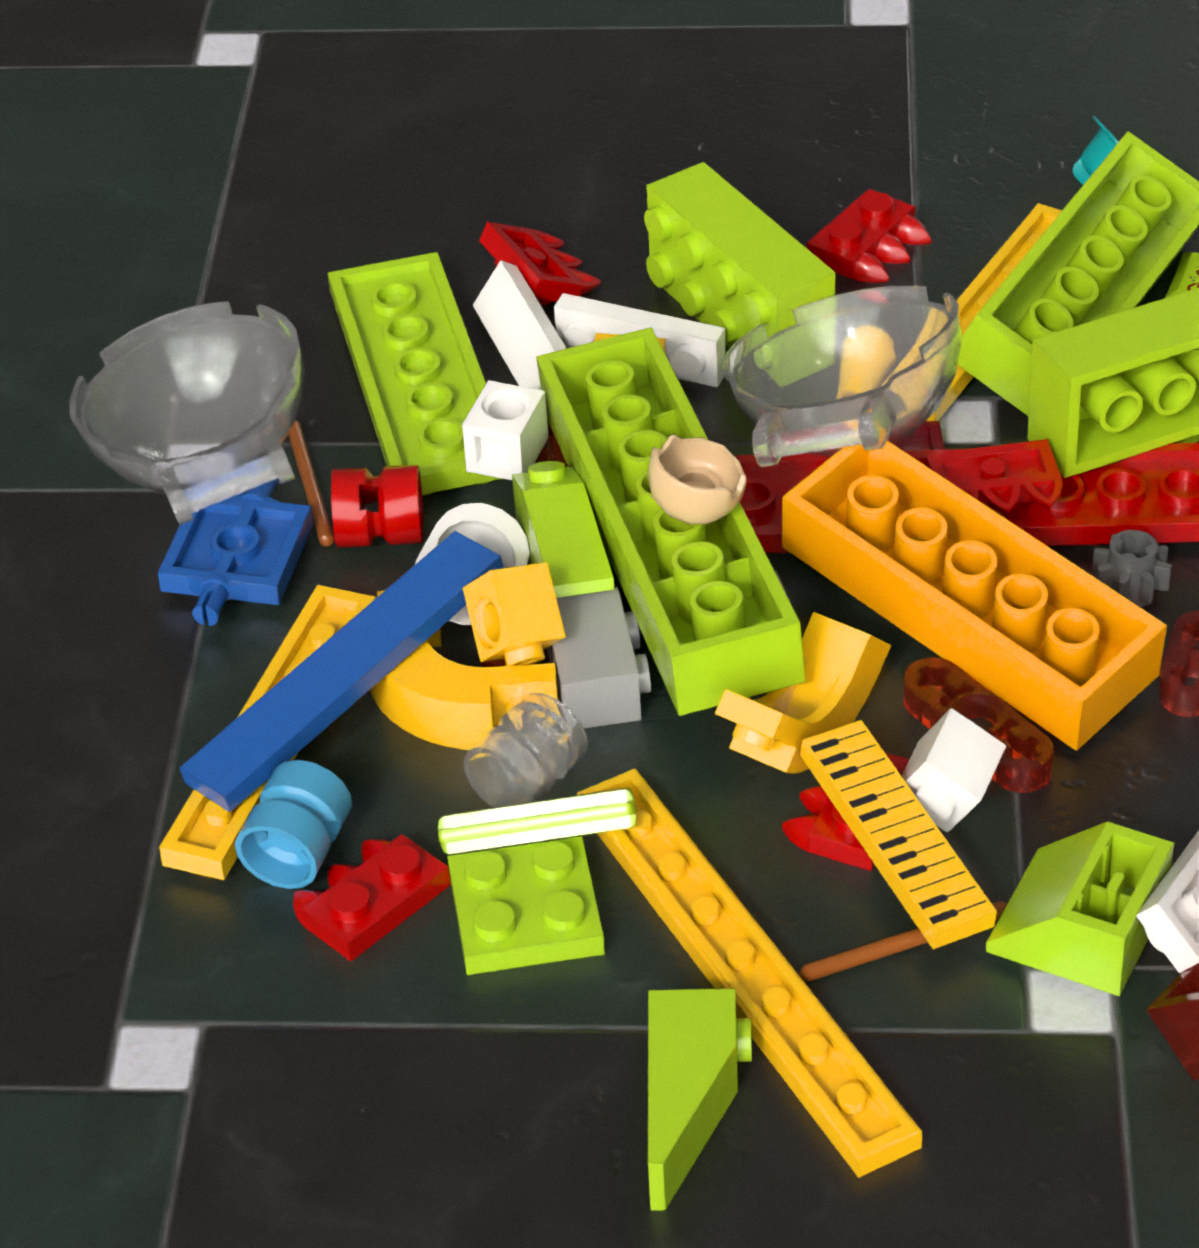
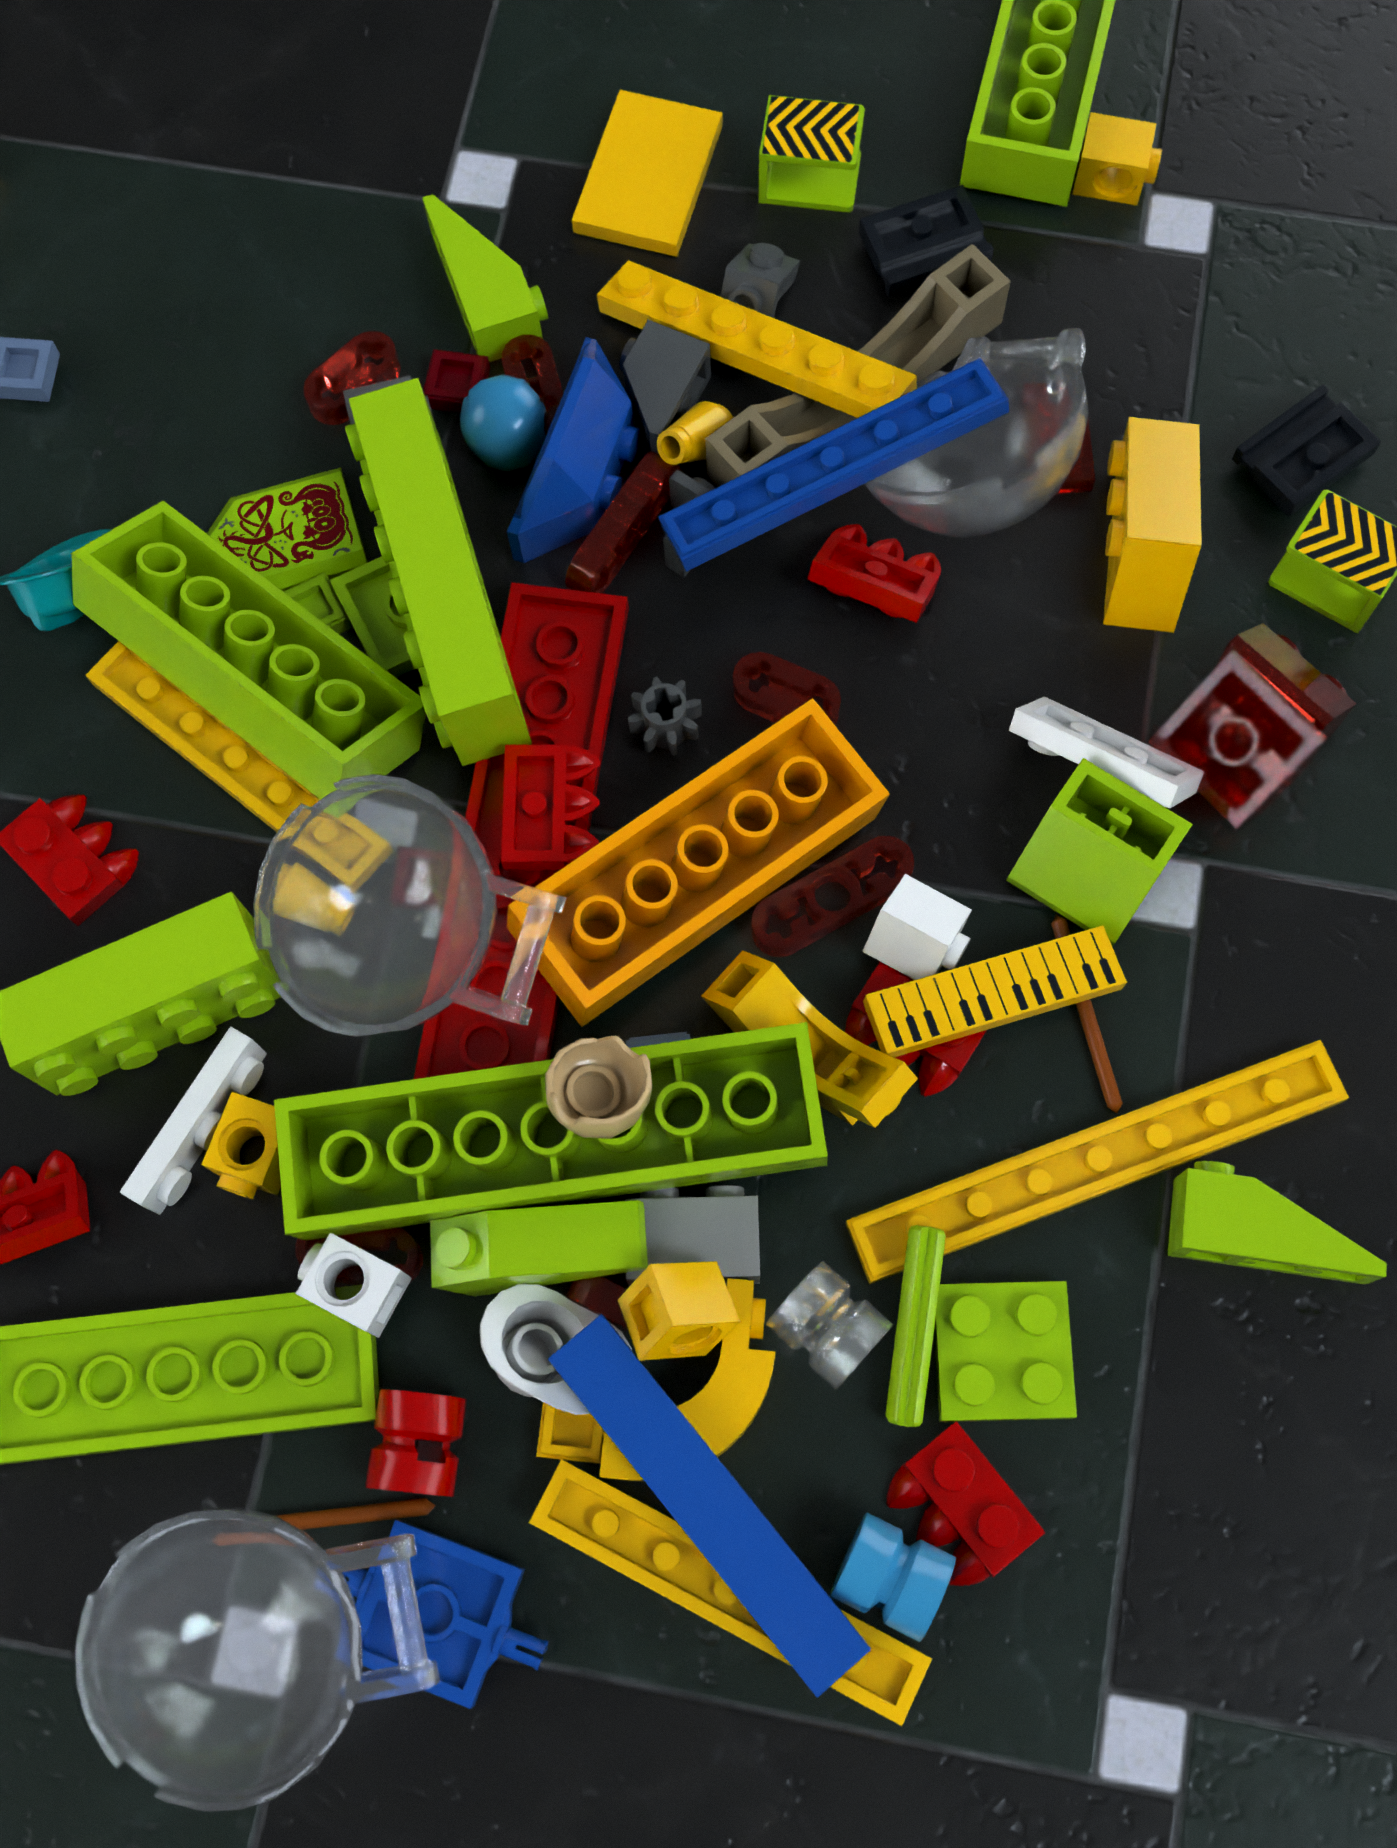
camera: 80 degrees left, 30 degrees up
(516, 323) = (147, 1248): white tile -> none

